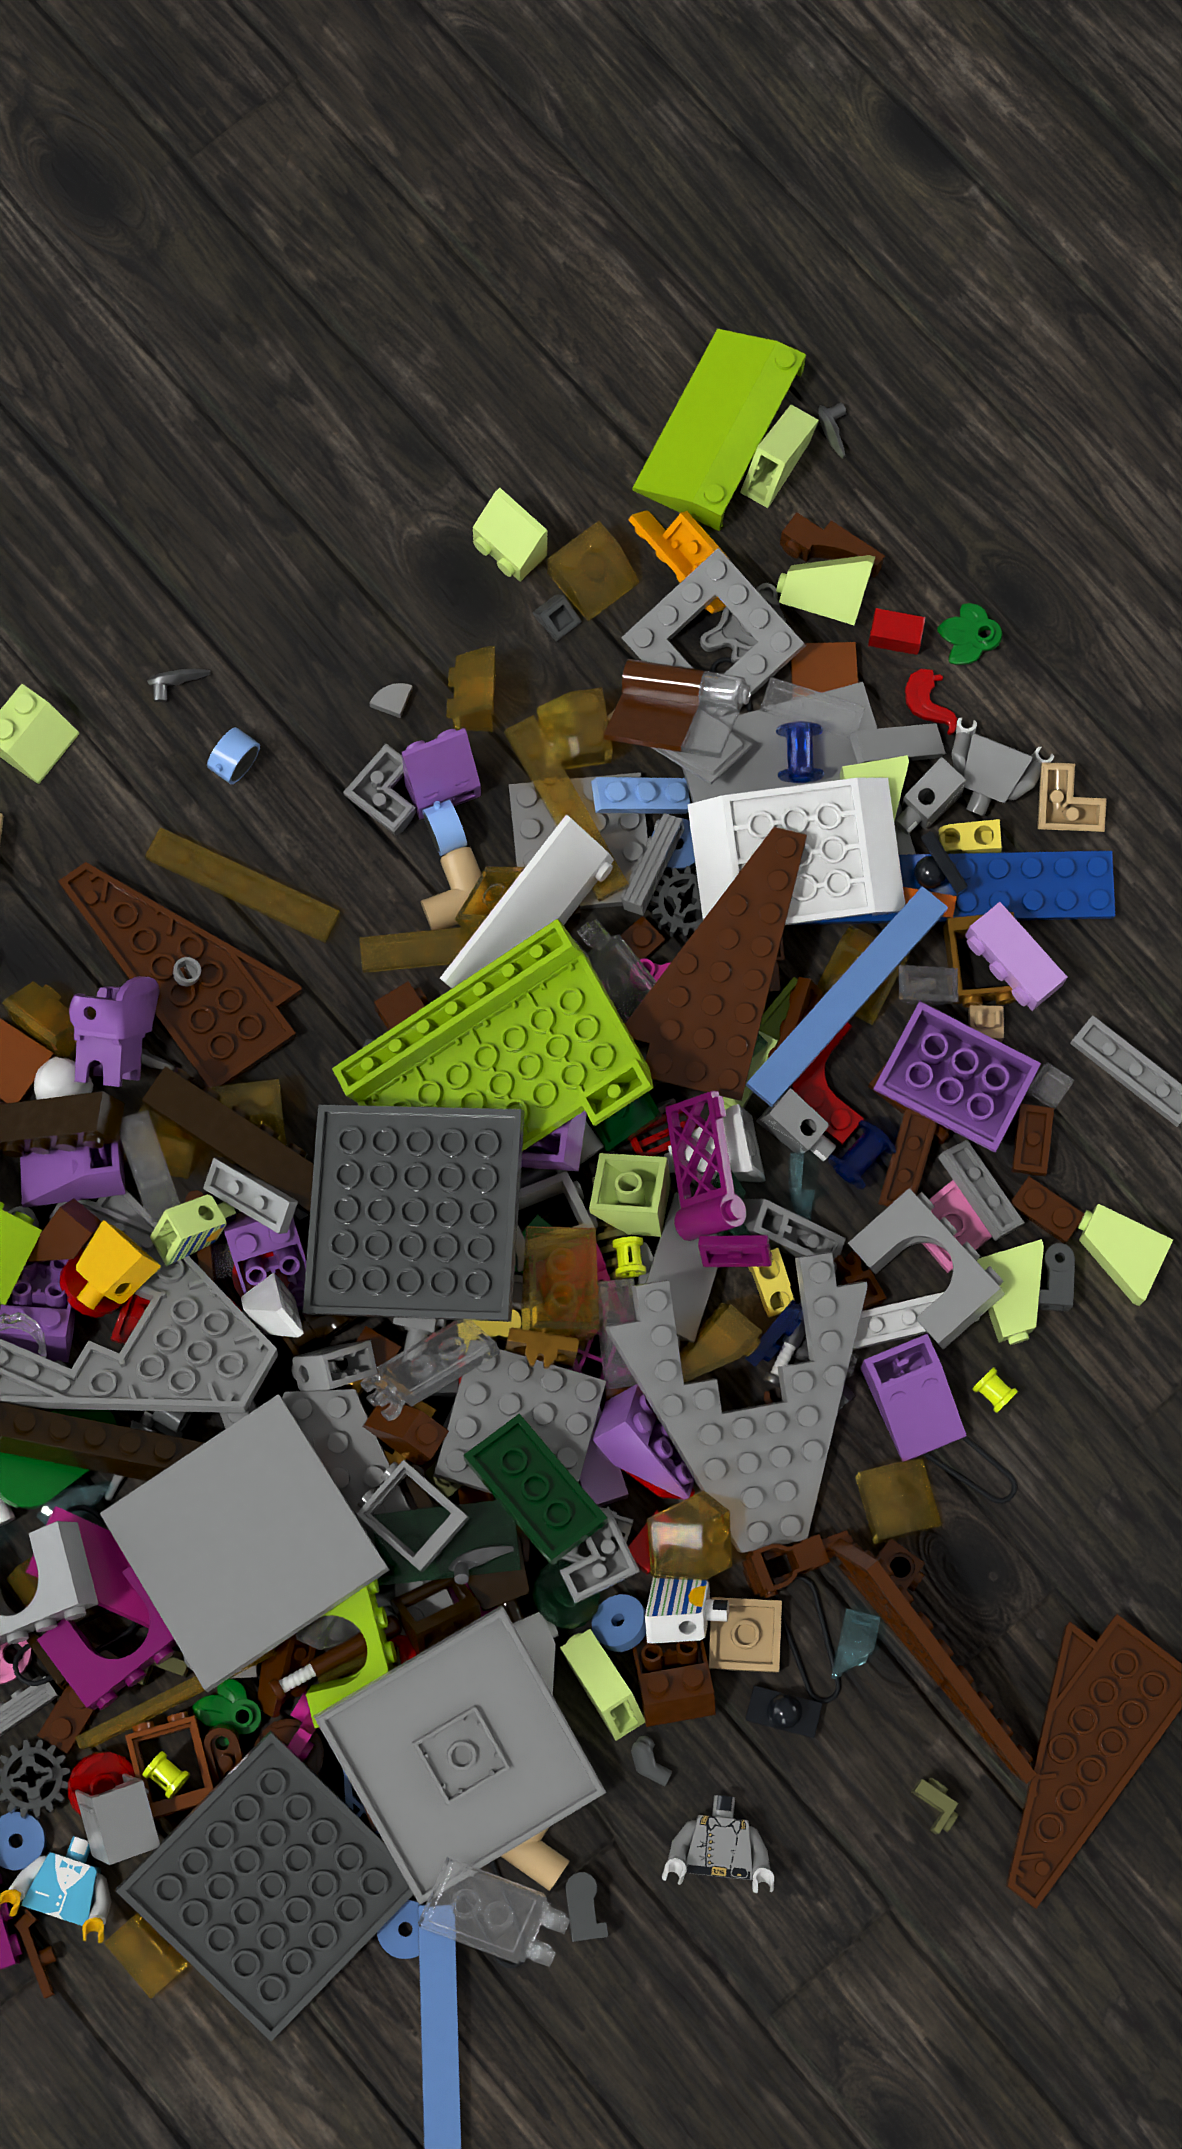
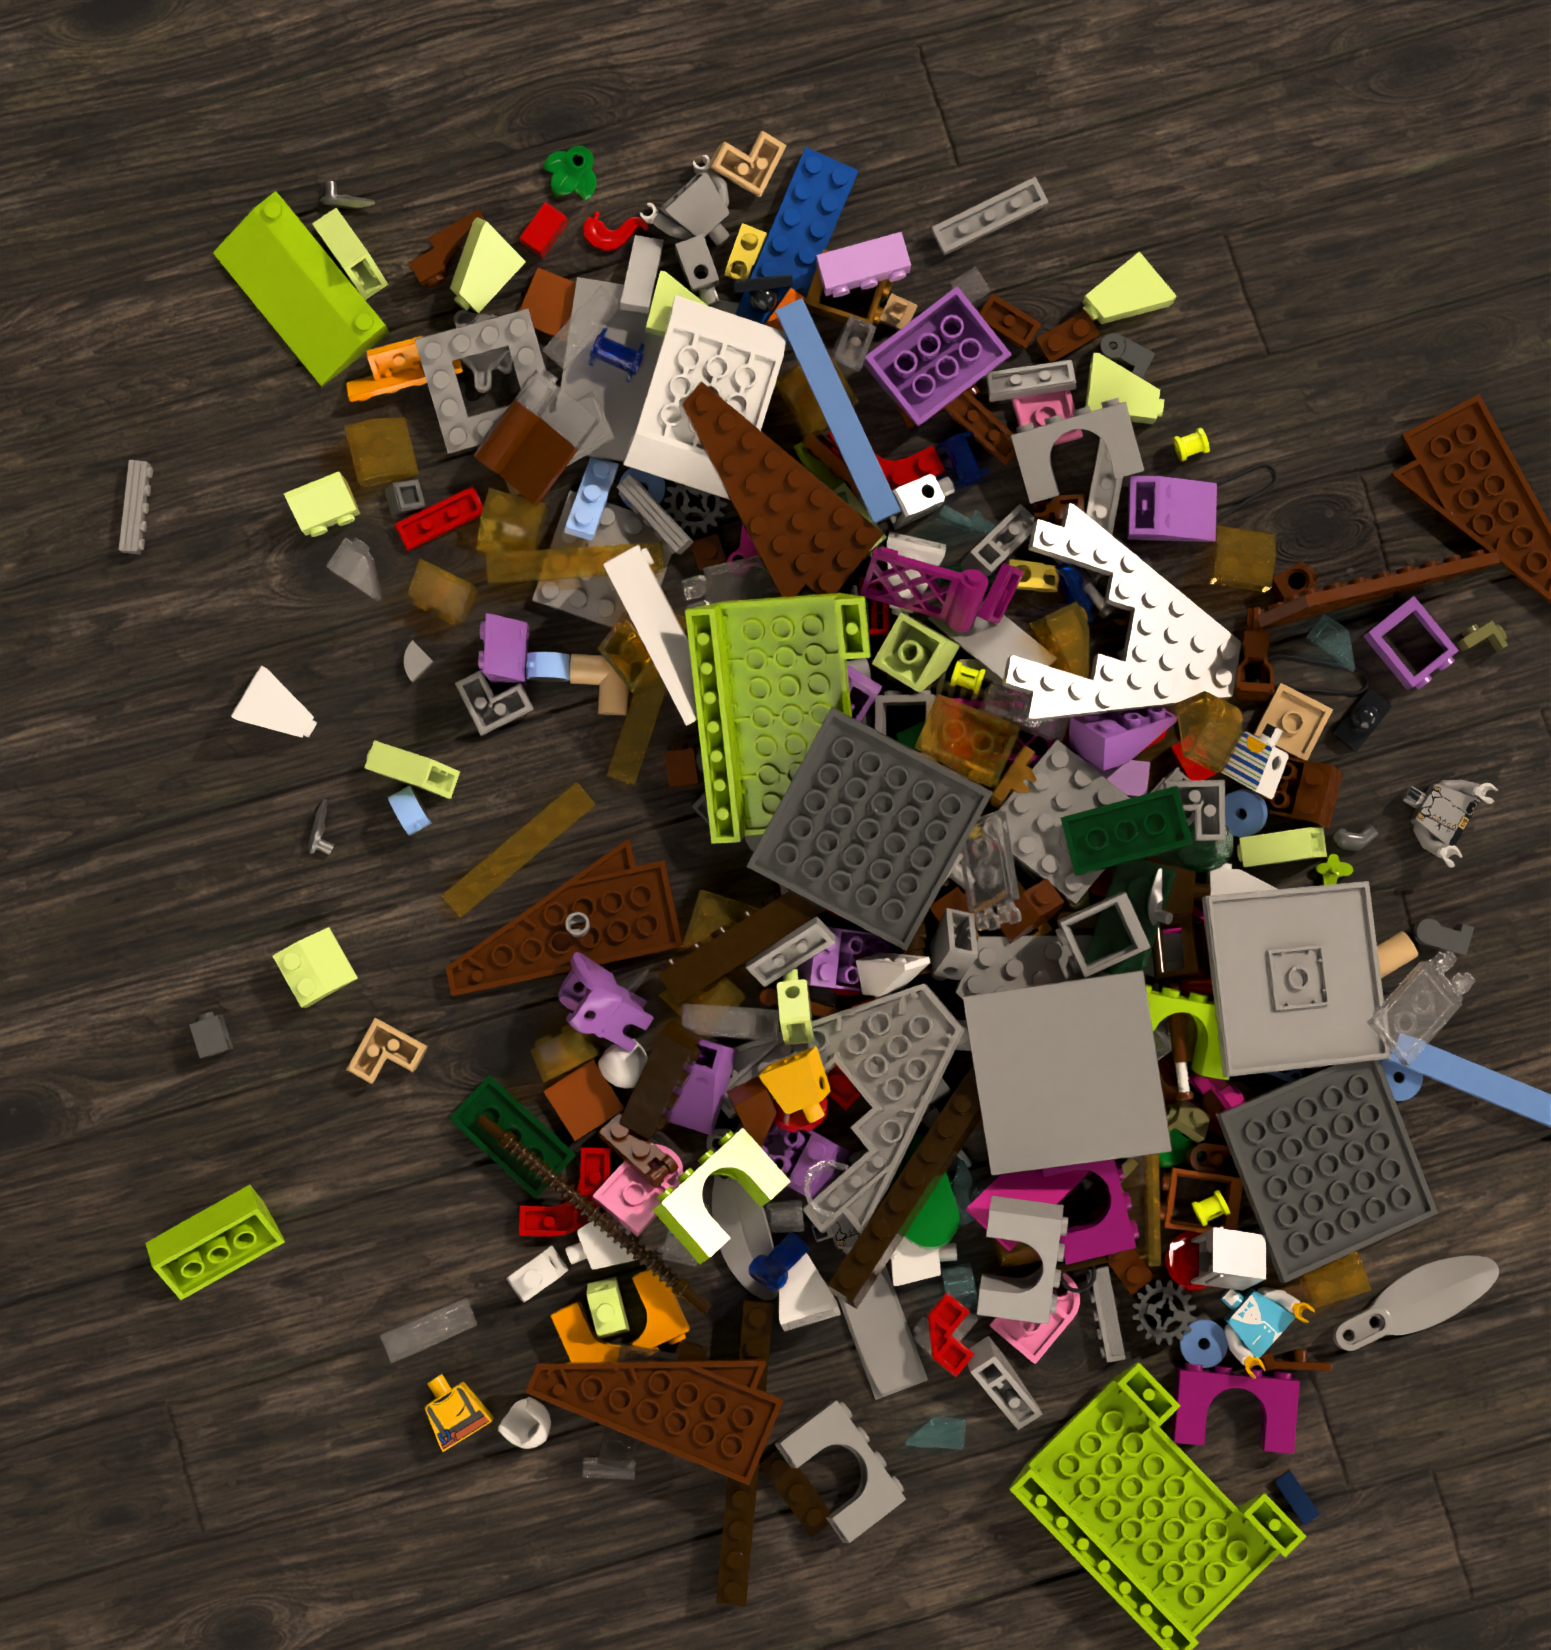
camera: 60 degrees left, 10 degrees up
(166, 2066) = (1420, 1299): none -> light grey plant
(254, 1707) = (1188, 1119): none -> olive bracket
(277, 741) = (412, 769): none -> yellowish green slope
(281, 576) = (273, 706): none -> white slope
(424, 364) = (135, 507): none -> light grey piece
(461, 599) = (356, 567): none -> clear slope
(549, 658) = (439, 518): none -> red tile
(604, 1753) = (1333, 869): none -> lime piece
(908, 1695) = (1375, 639): none -> medium lavender window

